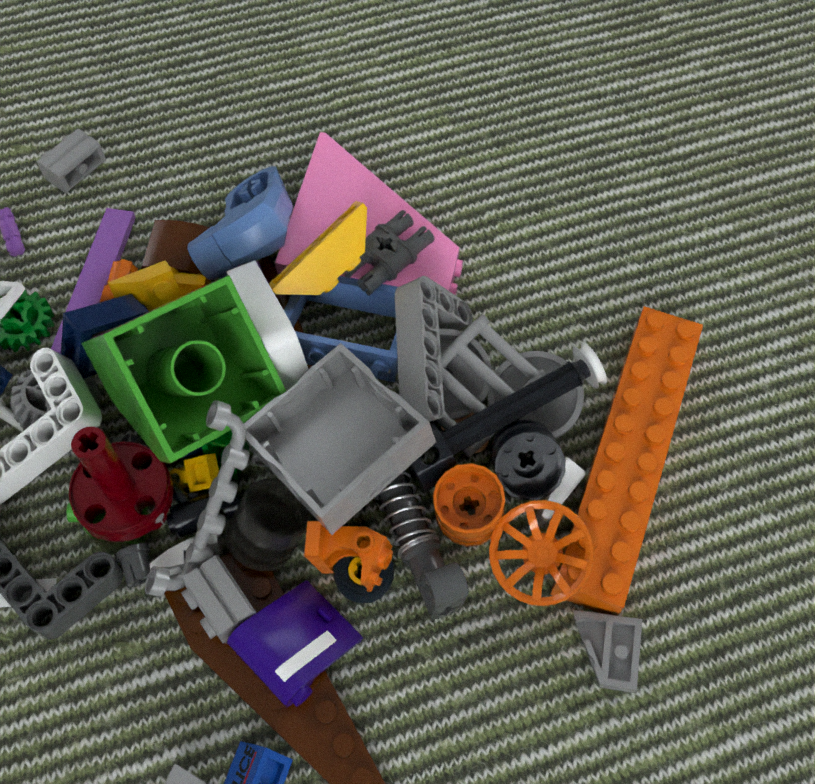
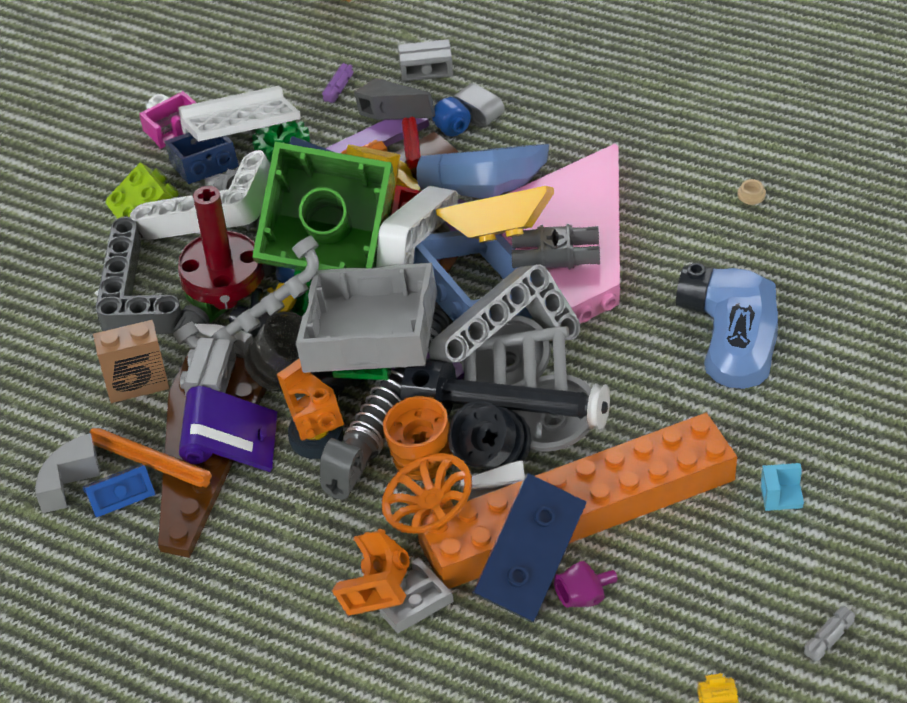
camera: 50 degrees right, 15 degrees down
(88, 216) = (390, 100): none -> dark grey slope
(134, 653) = (131, 361): none -> medium nougat panel
(152, 242) = (411, 142): none -> red axle
(153, 196) = (451, 116): none -> blue head
(162, 172) = (481, 103): none -> light grey beam
(251, 732) = (151, 457): none -> orange axle
(450, 106) = (751, 192): none -> tan plate
(560, 639) = (383, 572): none -> orange tile
(569, 215) = (742, 324): none -> medium blue piece
(663, 529) = (529, 548): none -> dark blue plate
(710, 523) = (581, 586): none -> magenta piece
(735, 327) = (782, 486): none -> medium azure panel

